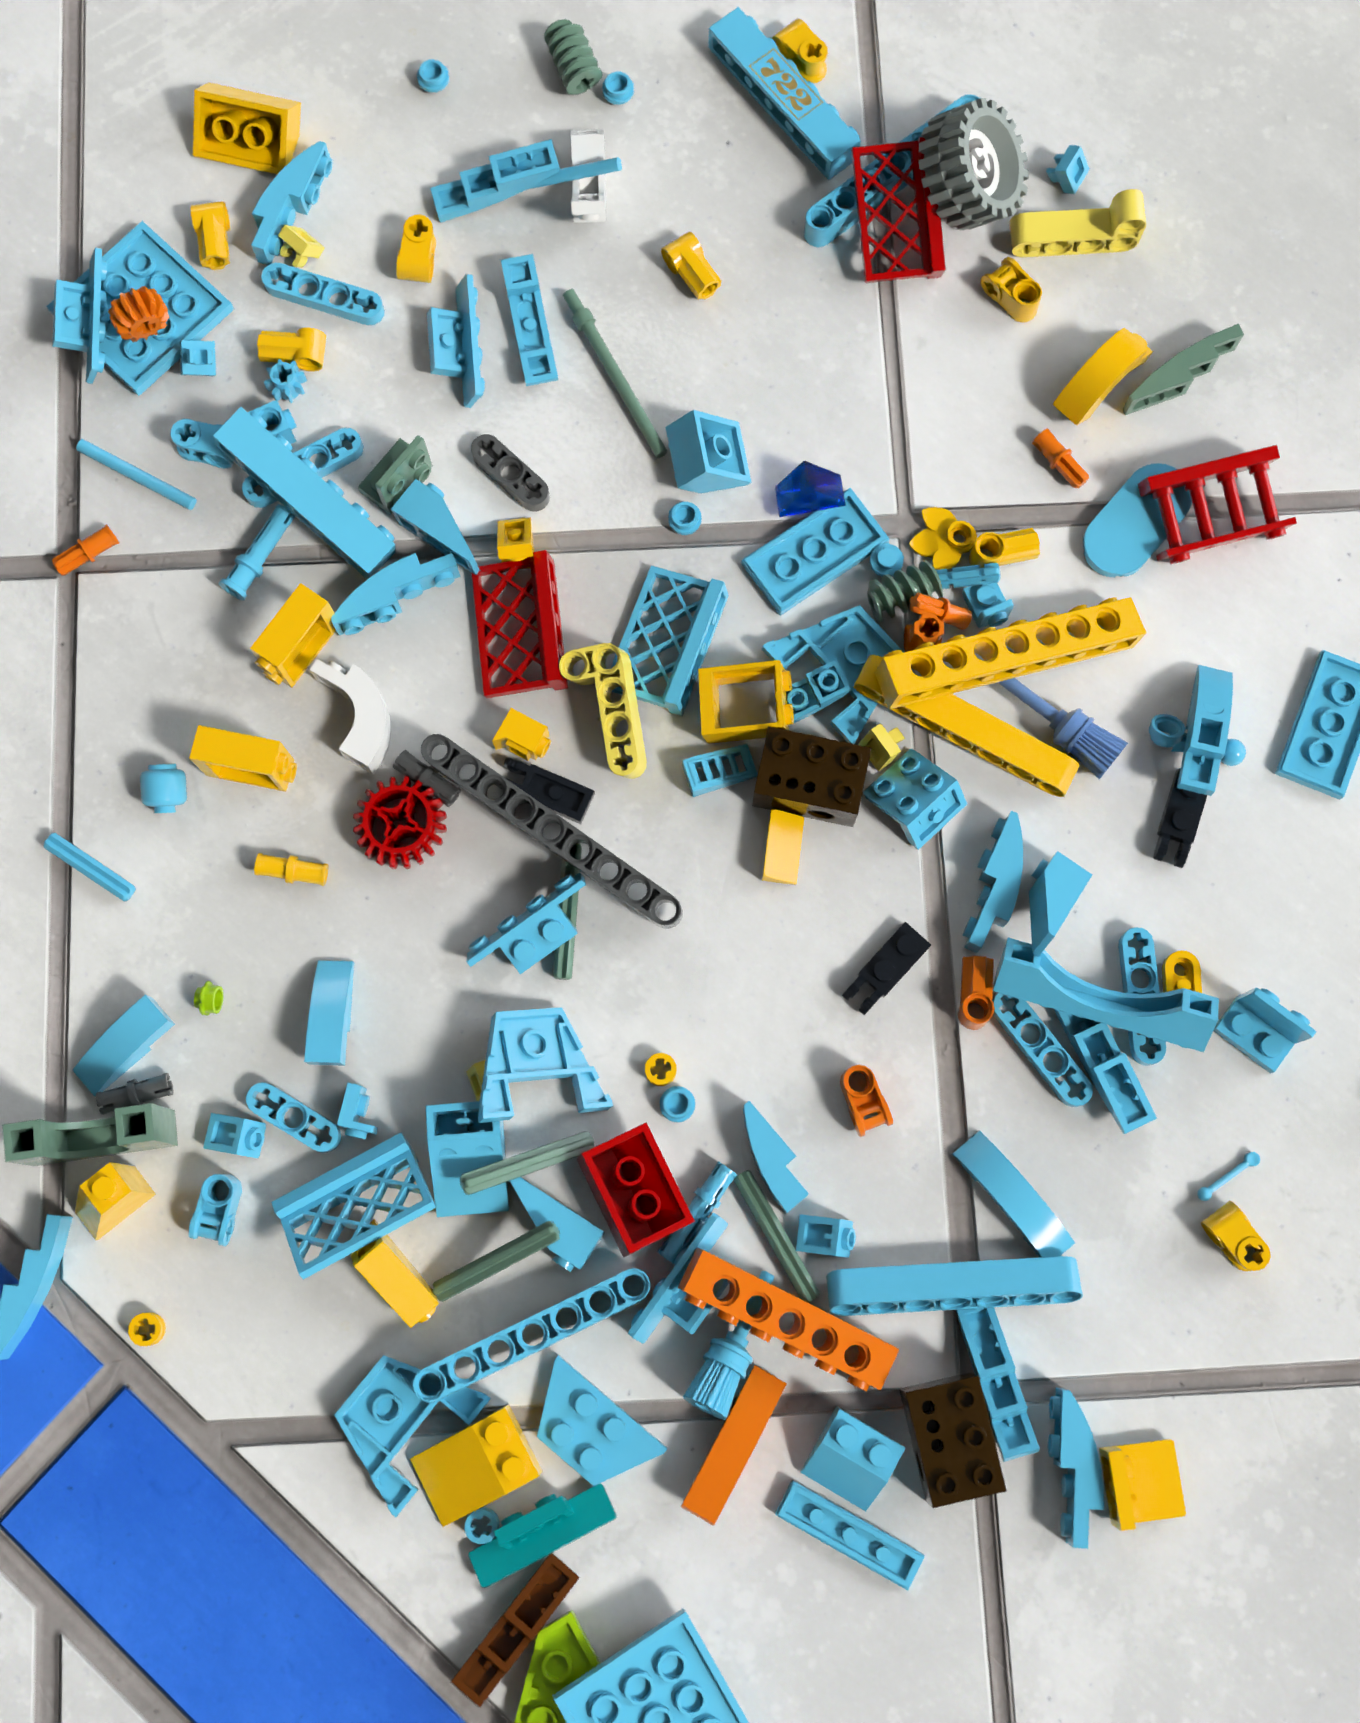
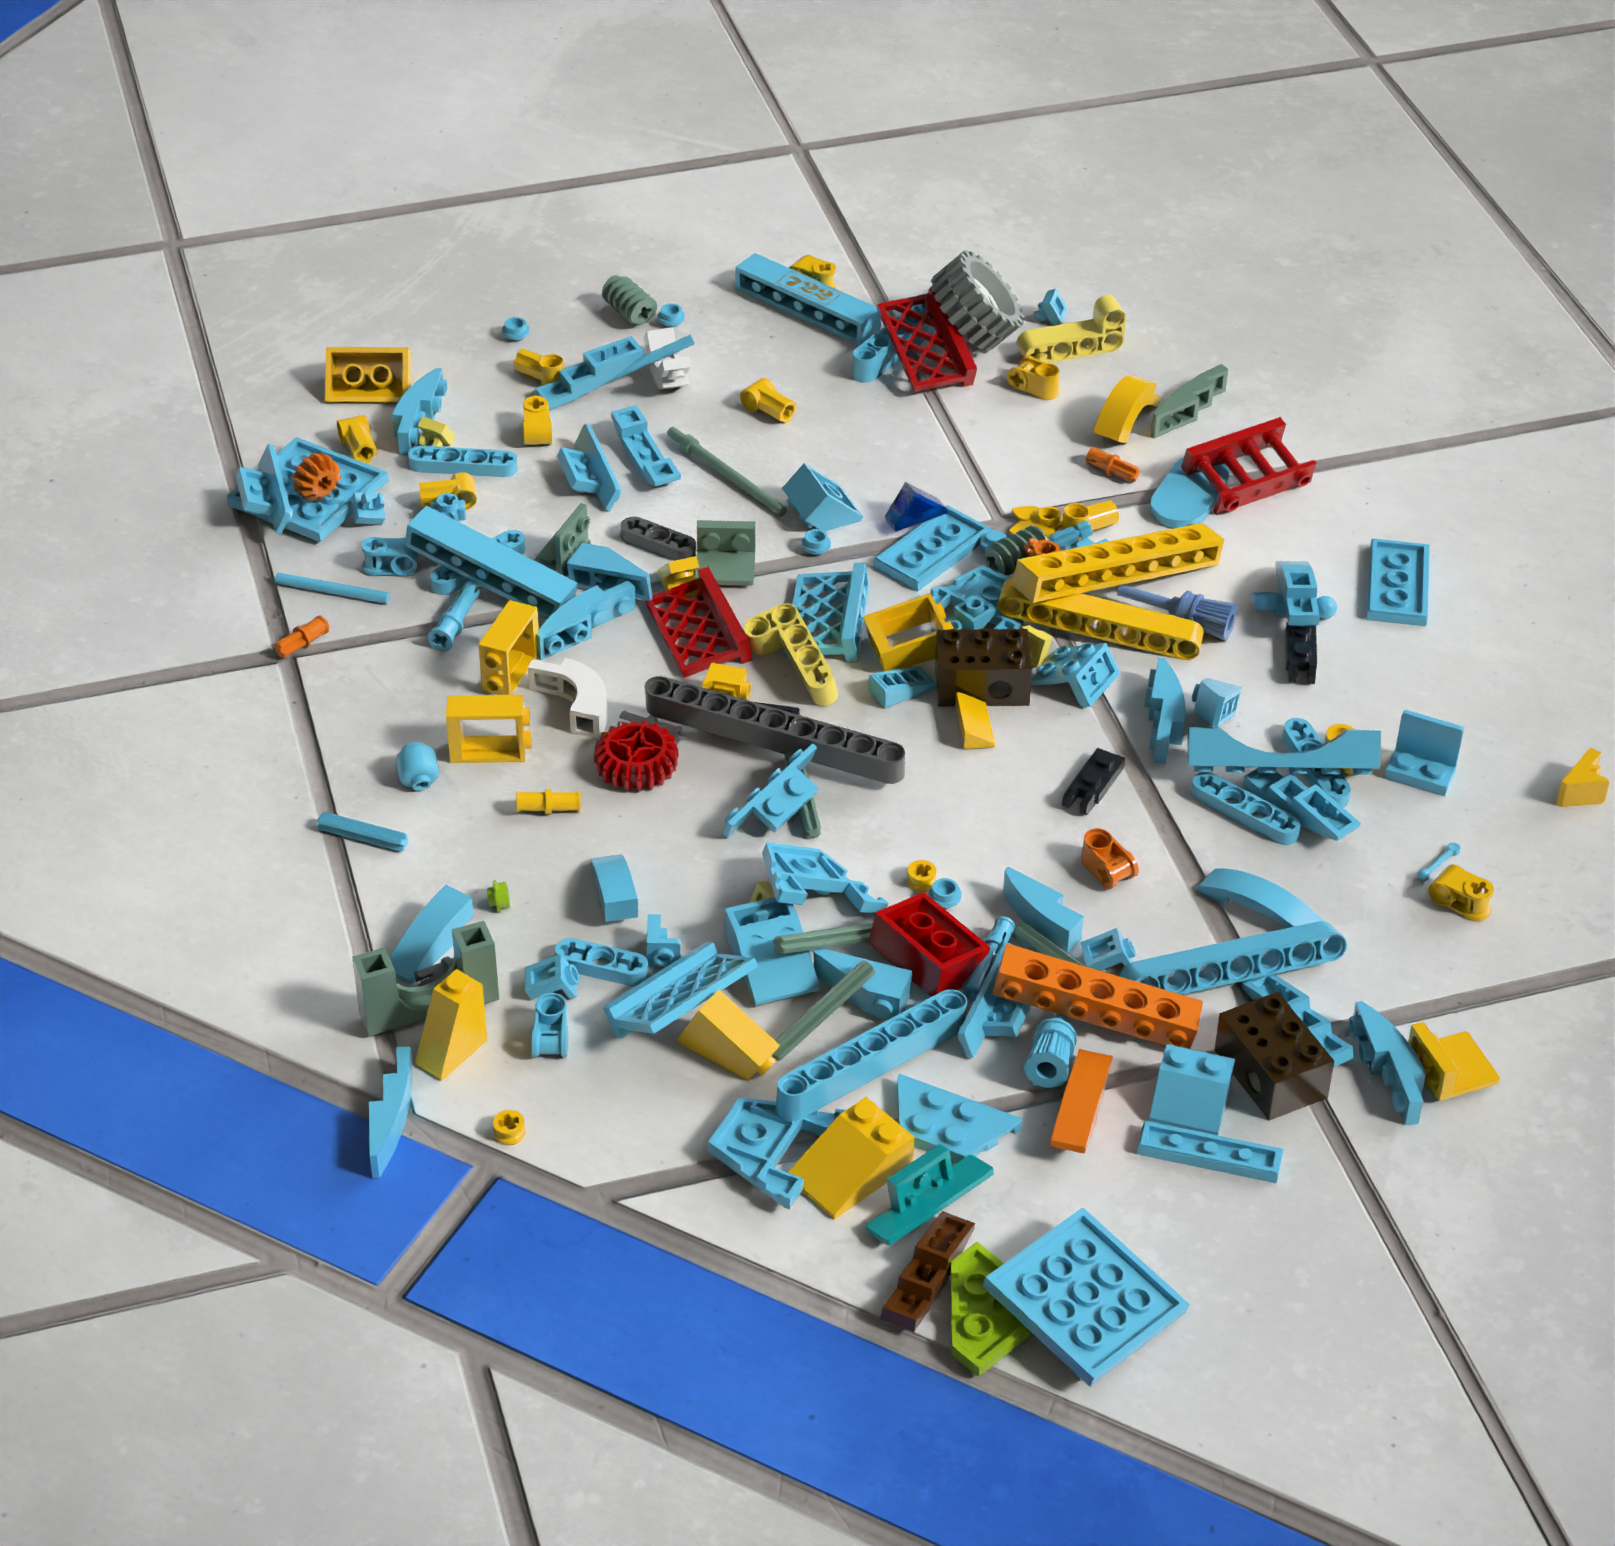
camera: 15 degrees left, 35 degrees down
(442, 152) = (540, 367): none -> yellow piece
(485, 1537) = (863, 1200): medium azure bush -> none
(575, 524) = (727, 550): none -> sand green bracket
(977, 989) = (1176, 780): orange piece -> none

